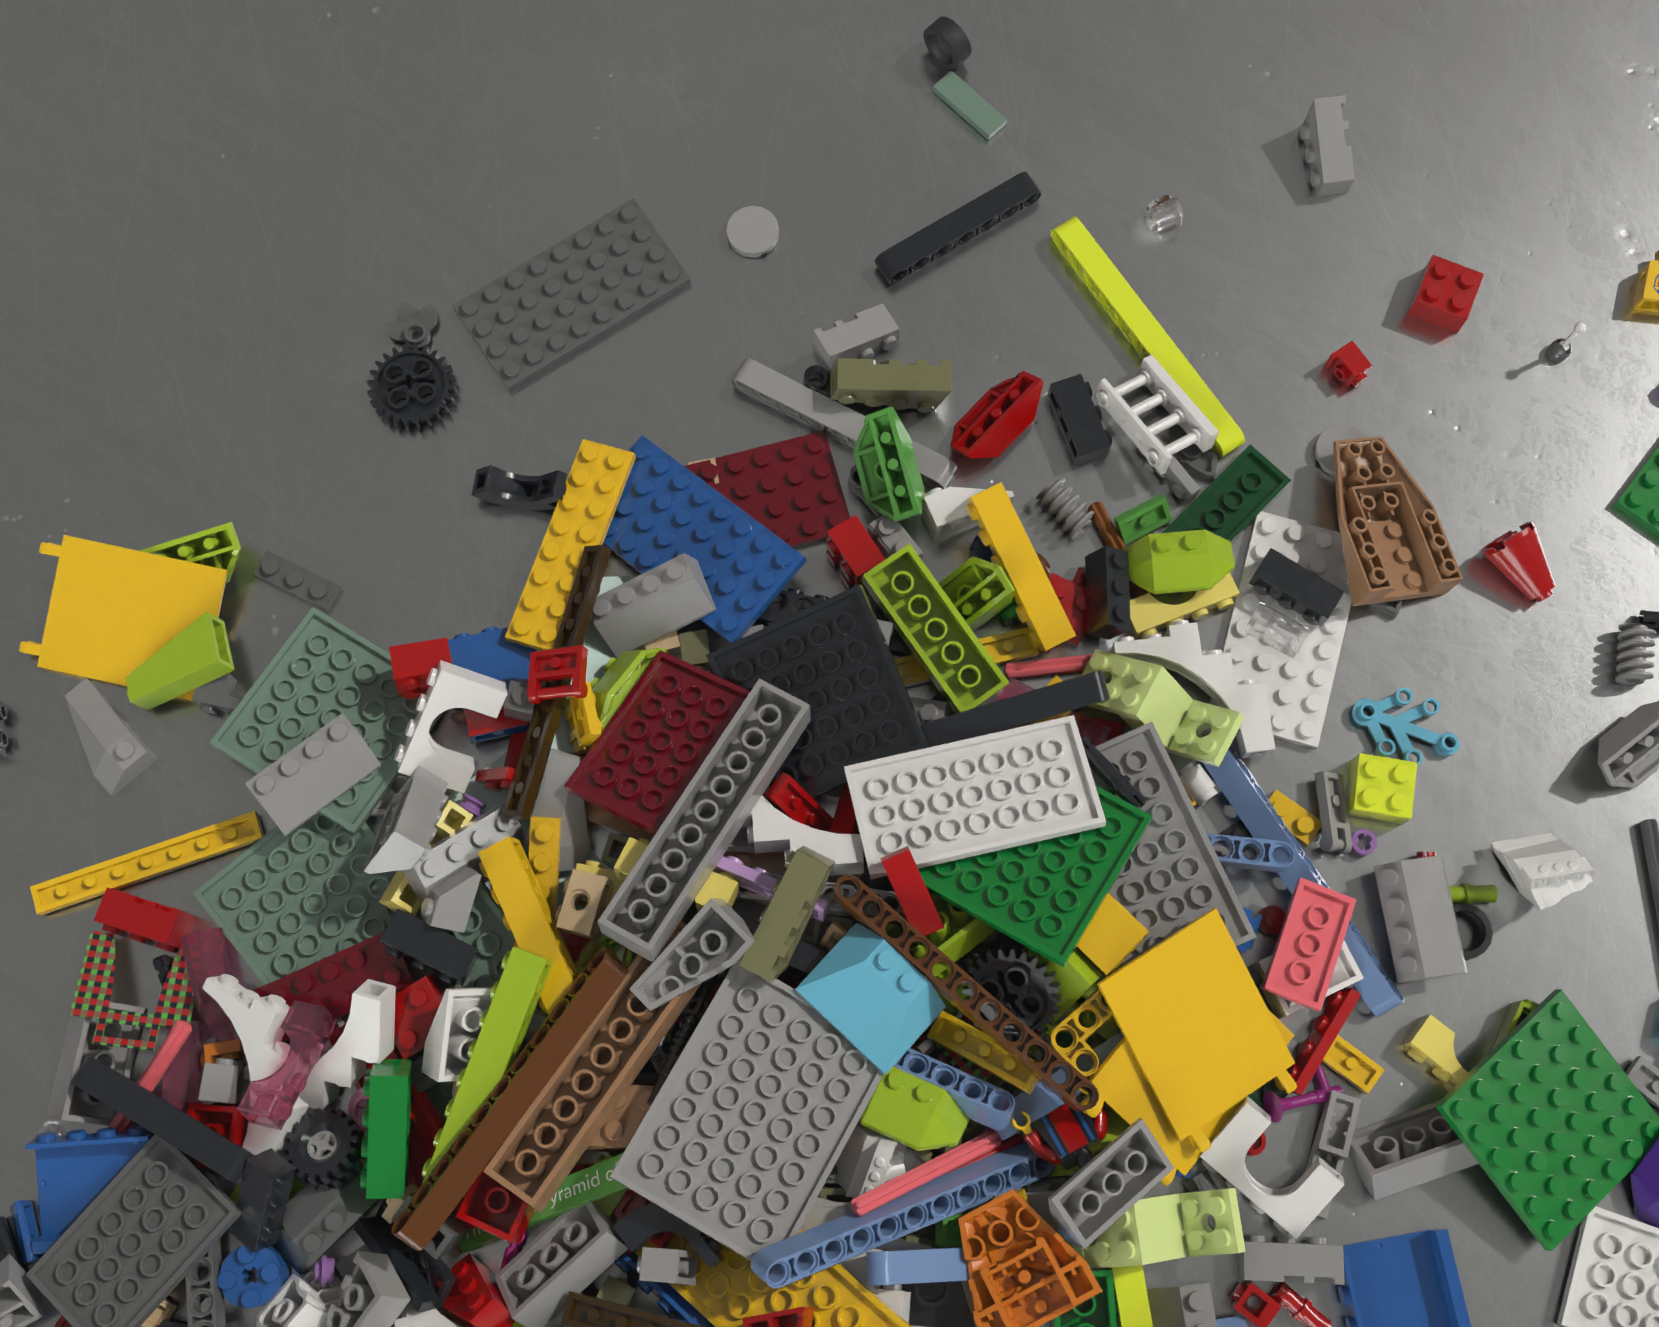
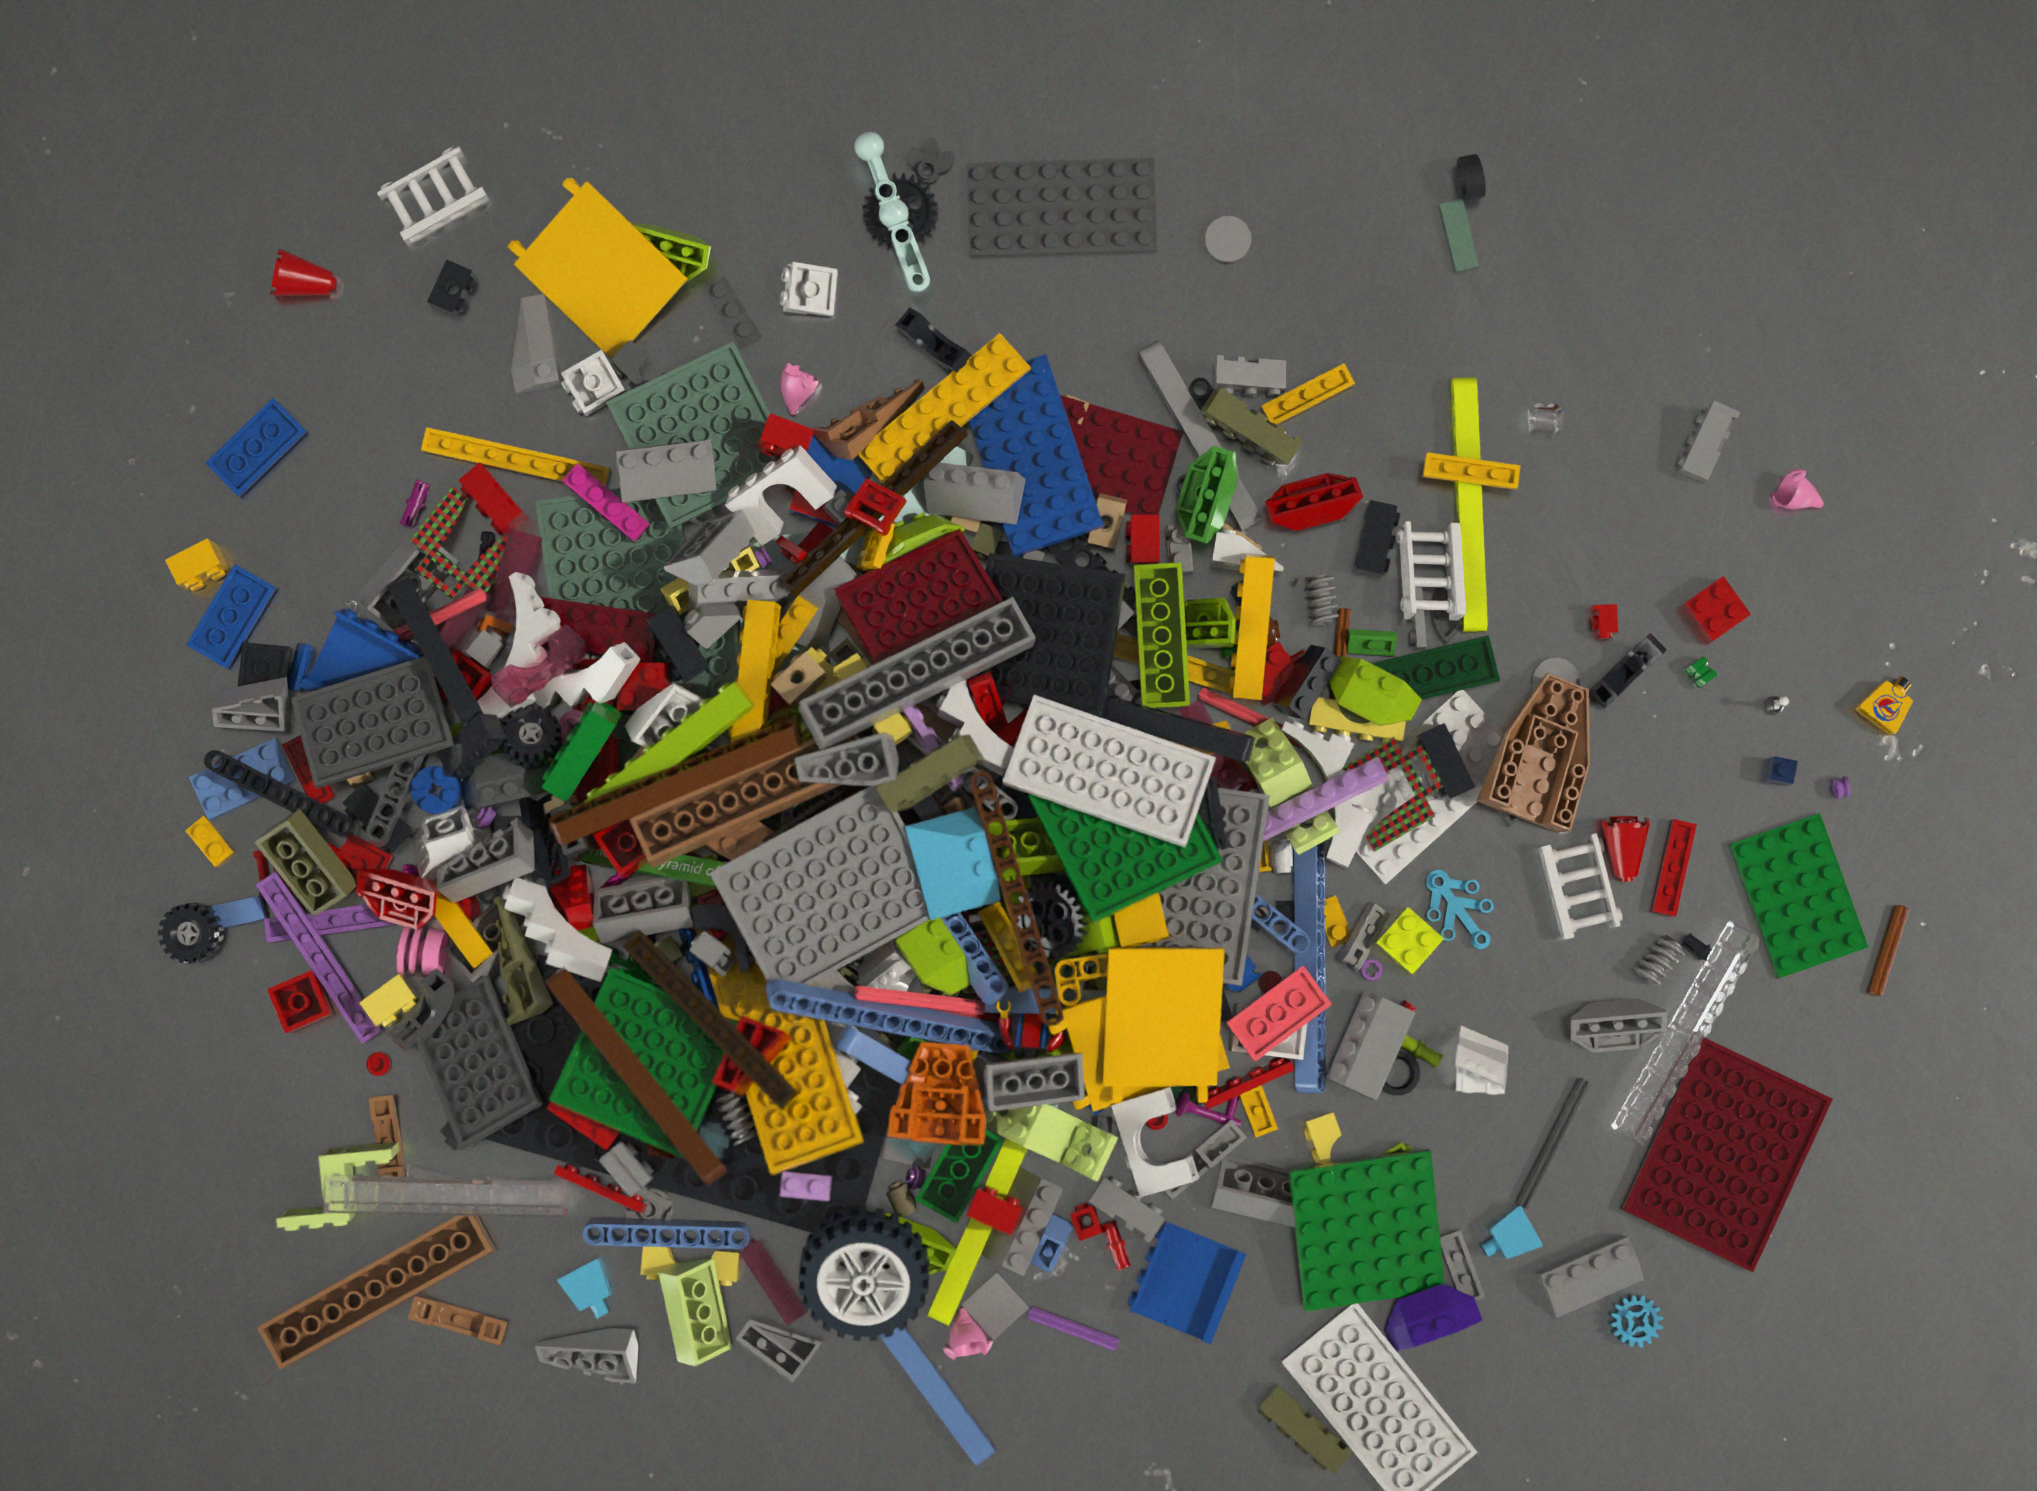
camera: 30 degrees right, 10 degrees up
(61, 975) = (414, 504): none -> magenta pin
(183, 664) = (618, 331): lime slope -> none
(185, 736) = (592, 383): none -> white plate
(270, 848) = (606, 502): none -> dark pink plate
(362, 512) = (809, 289): none -> white plate
(406, 614) = (796, 387): none -> bright pink hat
(407, 388) = (892, 211): none -> light aqua piece
(495, 609) = (854, 432): none -> medium nougat wedge
(816, 570) = (1113, 508): none -> tan brick
(912, 891) = (1024, 810): red tile -> none
(926, 322) = (1308, 395): none -> yellow plate
(958, 227) = (1384, 332): black beam -> none
(1130, 298) = (1471, 471): none -> yellow plate
(1207, 689) = (1324, 797): none -> lavender plate
(1299, 656) = (1414, 811): none -> piece
(1403, 395) = (1627, 670): none -> black arch
(1440, 145) = (1797, 492): none -> bright pink hat
(1473, 358) = (1702, 673): none -> green wheel
(1501, 658) = (1562, 902): none -> white fence
(1581, 557) = (1674, 867): none -> red plate
(1614, 403) = (1781, 771): none -> dark blue brick

